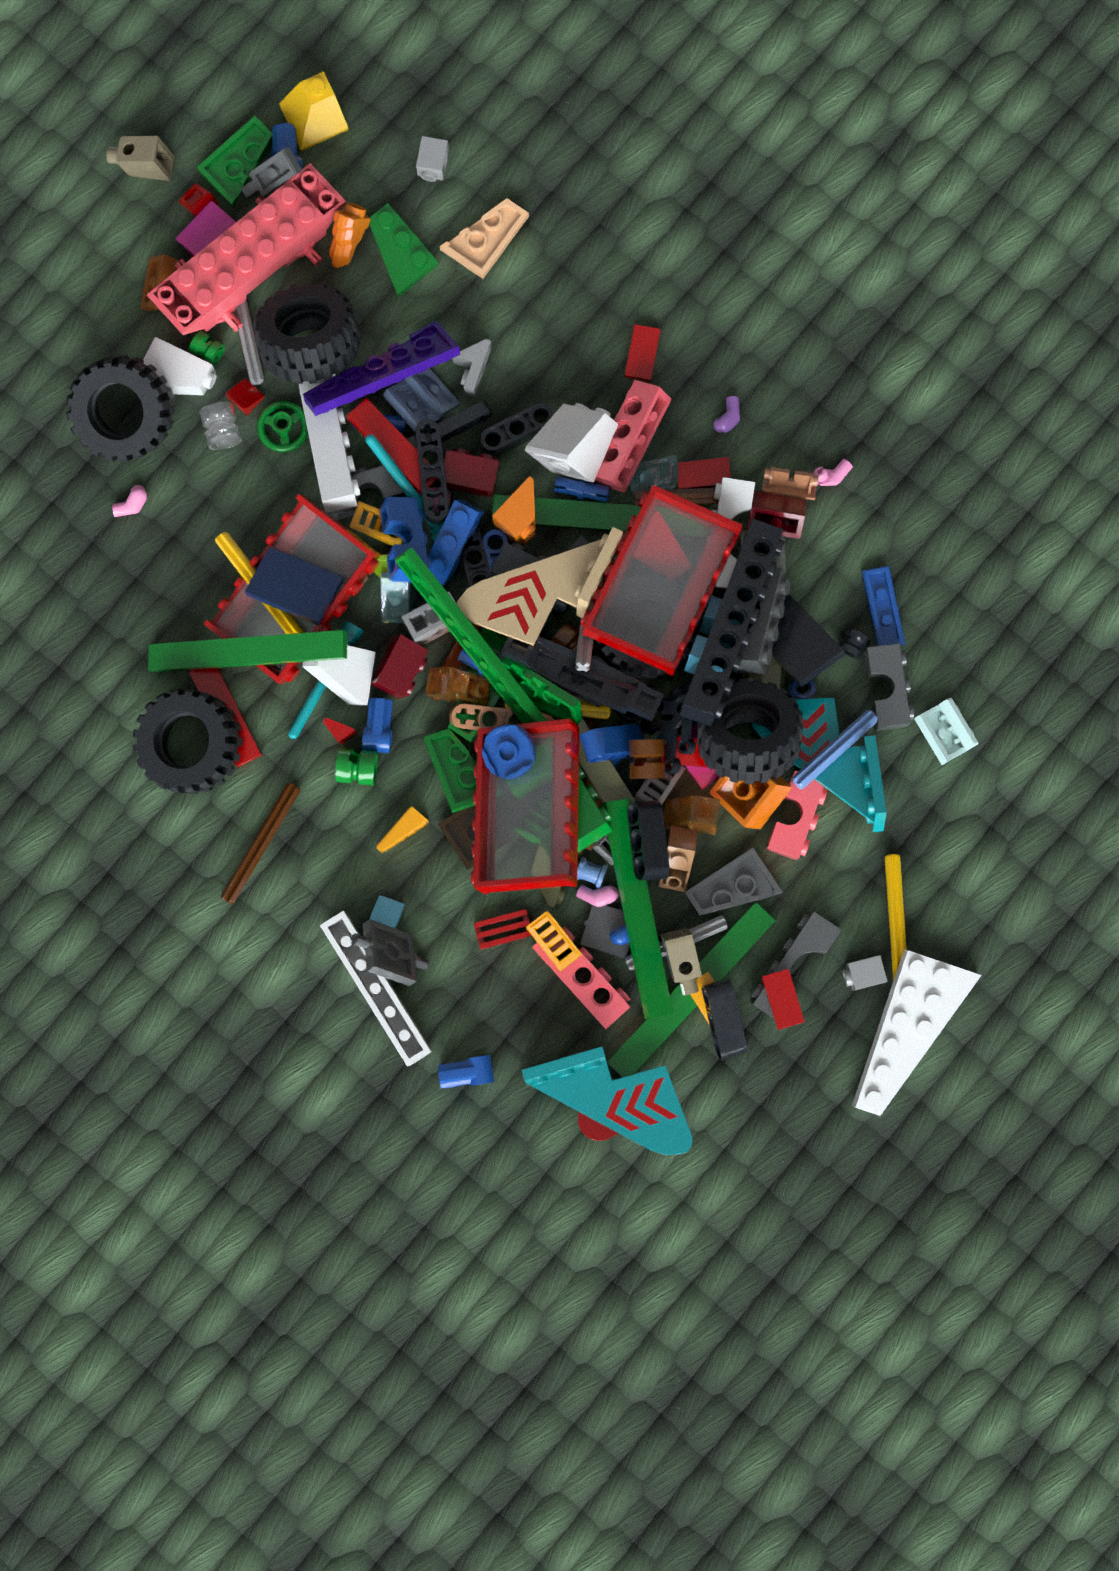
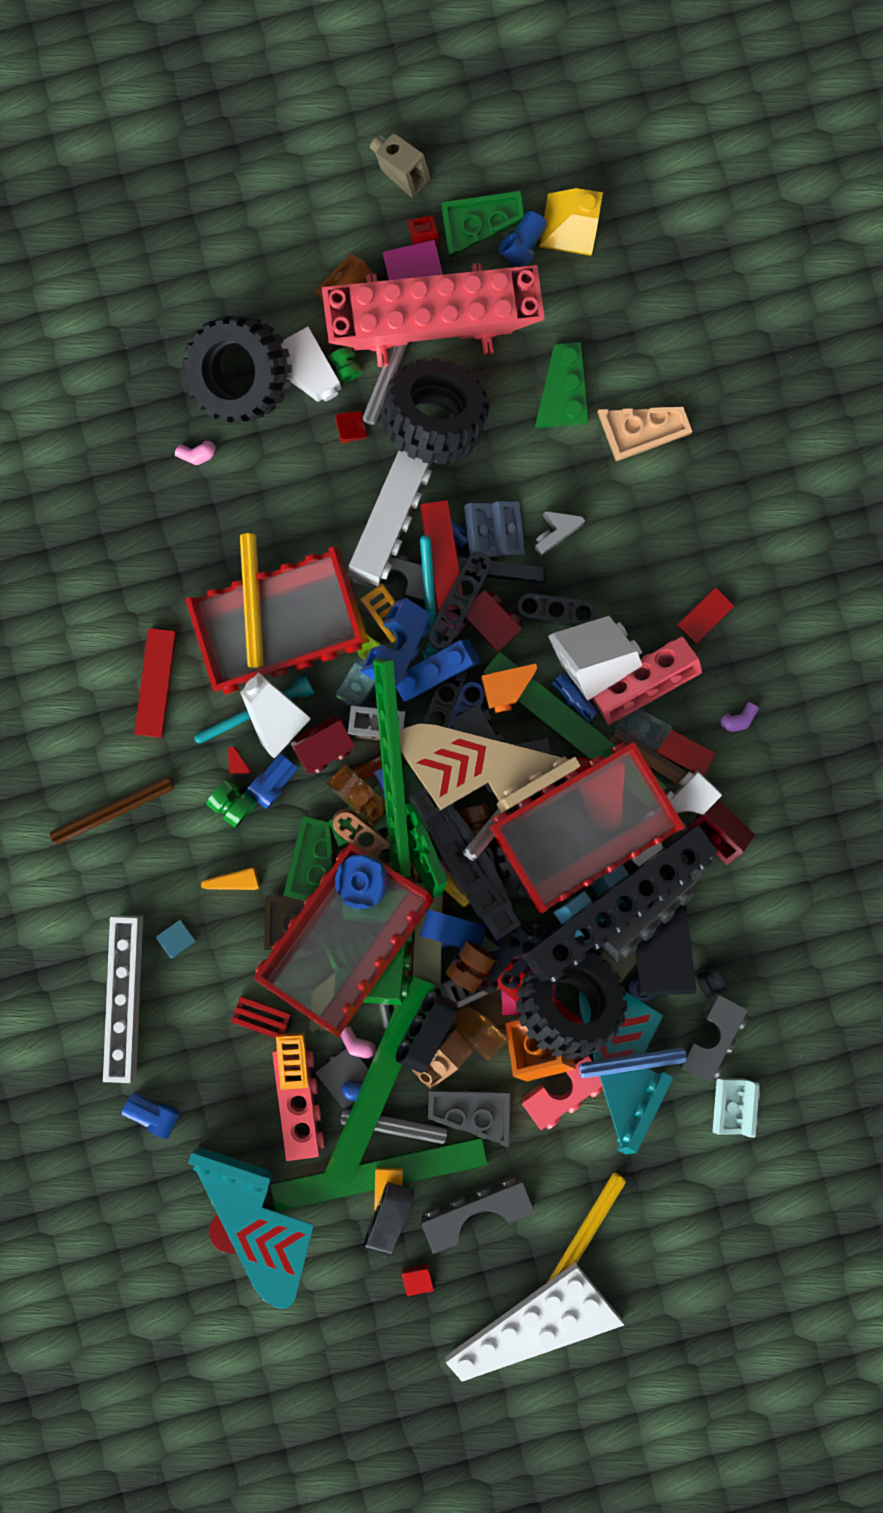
camera: 35 degrees right, 5 degrees up
(154, 734) = (72, 683): black tyre -> none
(219, 421) = (313, 436): clear wheel -> none
(248, 651) = (205, 649): green tile -> none
(272, 173) = (499, 252): dark grey hinge -> none
(276, 419) = (353, 456): green piece -> none
(294, 586) = (278, 620): dark blue tile -> none
(347, 233) = (529, 345): orange rock -> none
(389, 952) = (152, 978): dark grey plate -> none
(424, 350) = (523, 491): dark purple wing -> none
(432, 158) = (643, 329): light grey brick -> none
(591, 872) = (364, 1022): medium blue bush -> none
(680, 948) = (387, 1147): torso -> none
(778, 482) = (745, 807): nougat hinge -> none
(783, 999) = (446, 1238): red tile -> none
(785, 1057) = (417, 1279): none -> red slope
(832, 477) = (790, 828): bright pink arm -> none
(865, 973) = (530, 1259): light grey brick -> none
(883, 606) = (756, 967): blue tile -> none

